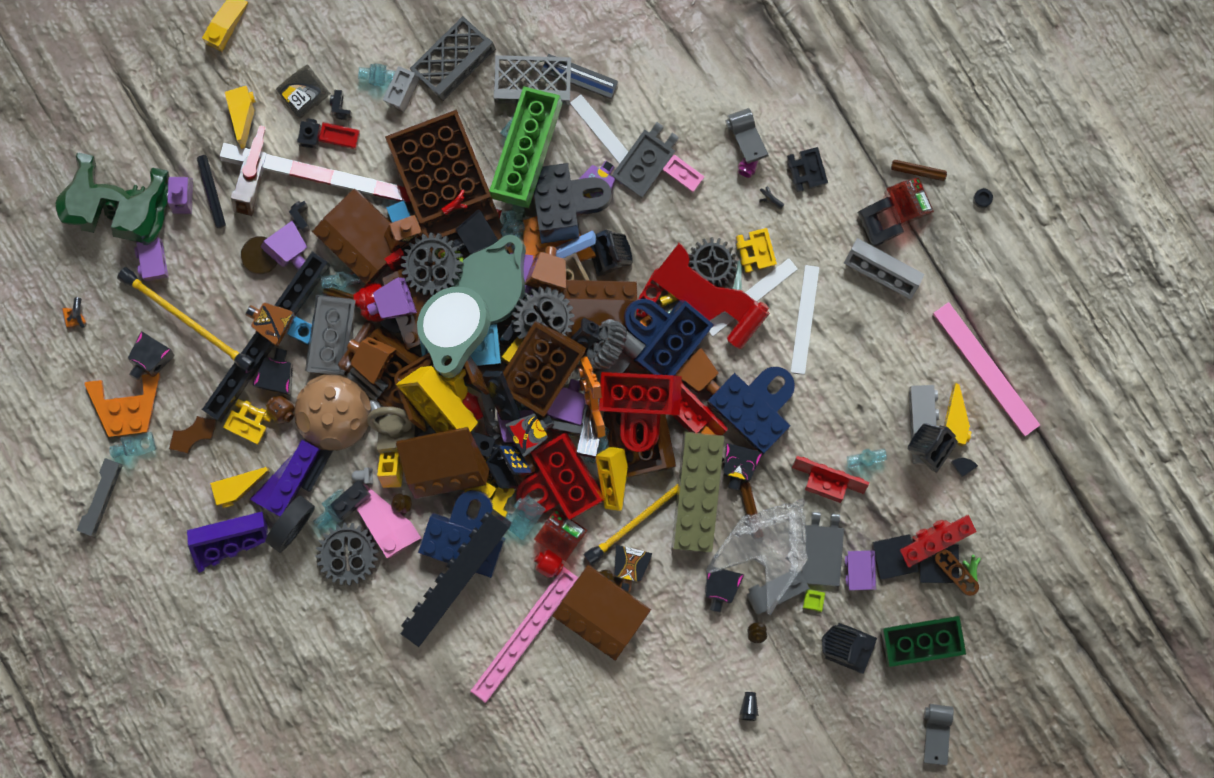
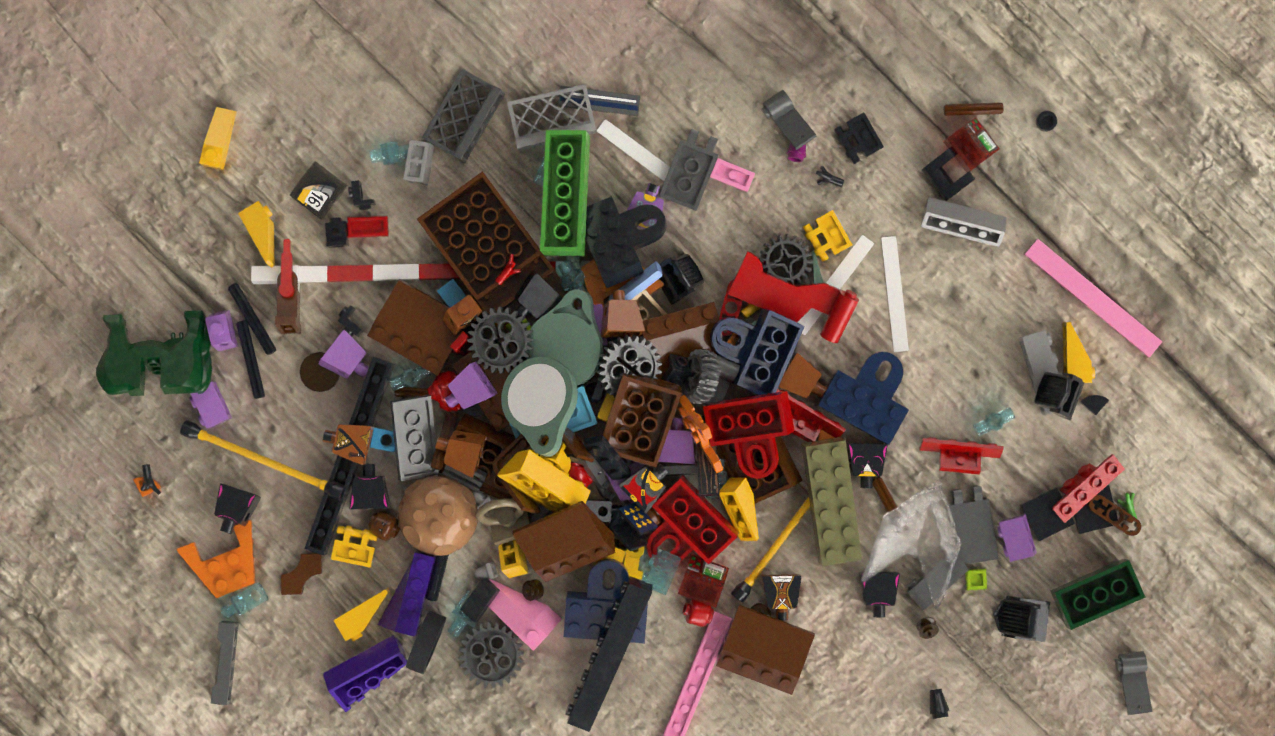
camera: 10 degrees left, 5 degrees up
(199, 227) = (250, 359): none -> black axle

